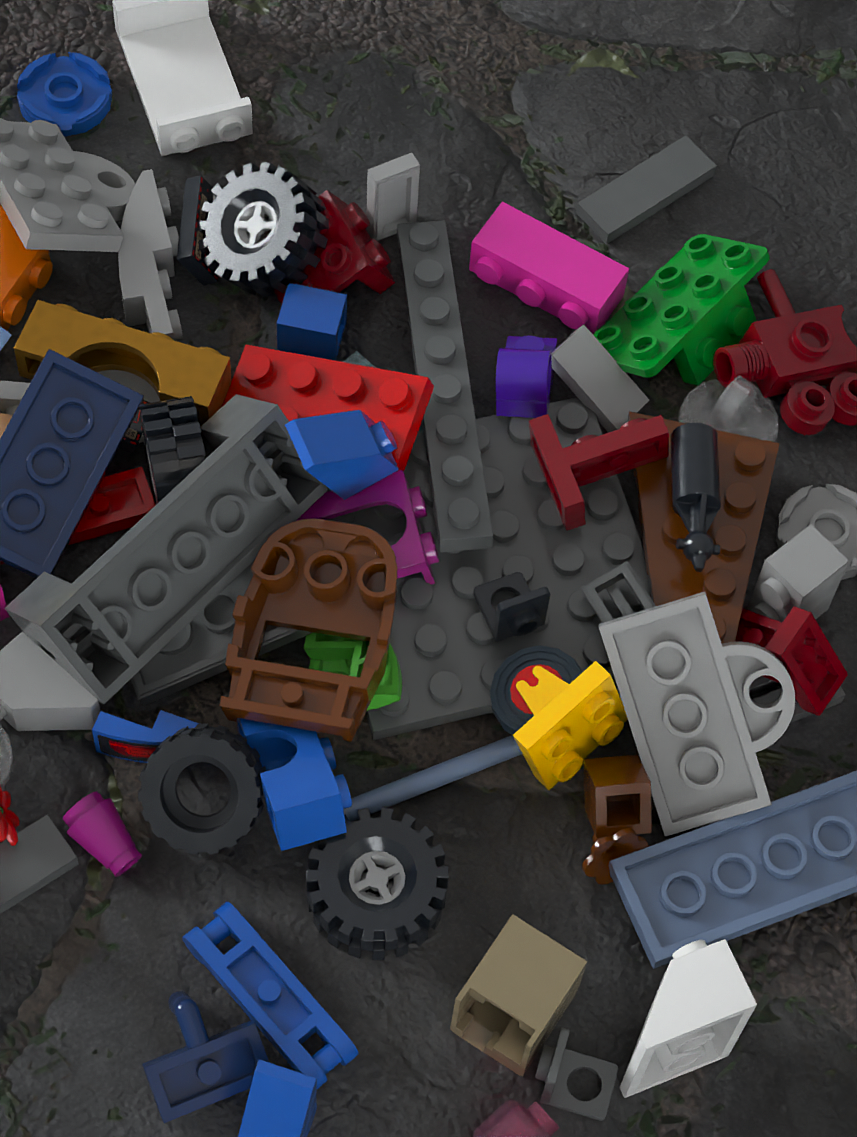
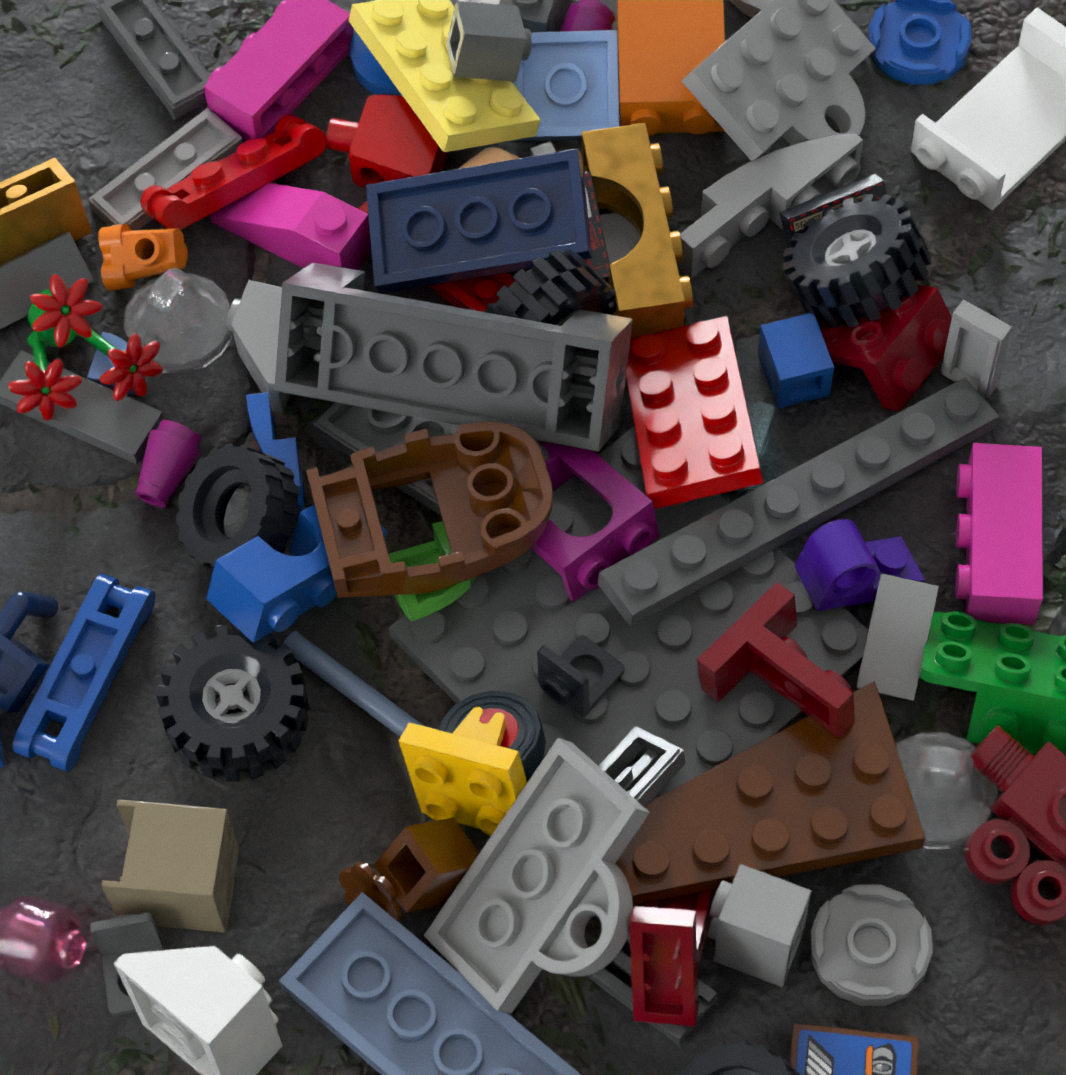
camera: 70 degrees right, 0 degrees up
(344, 450) = (616, 427): blue slope -> none
(696, 488) = (795, 770): black wheel -> none

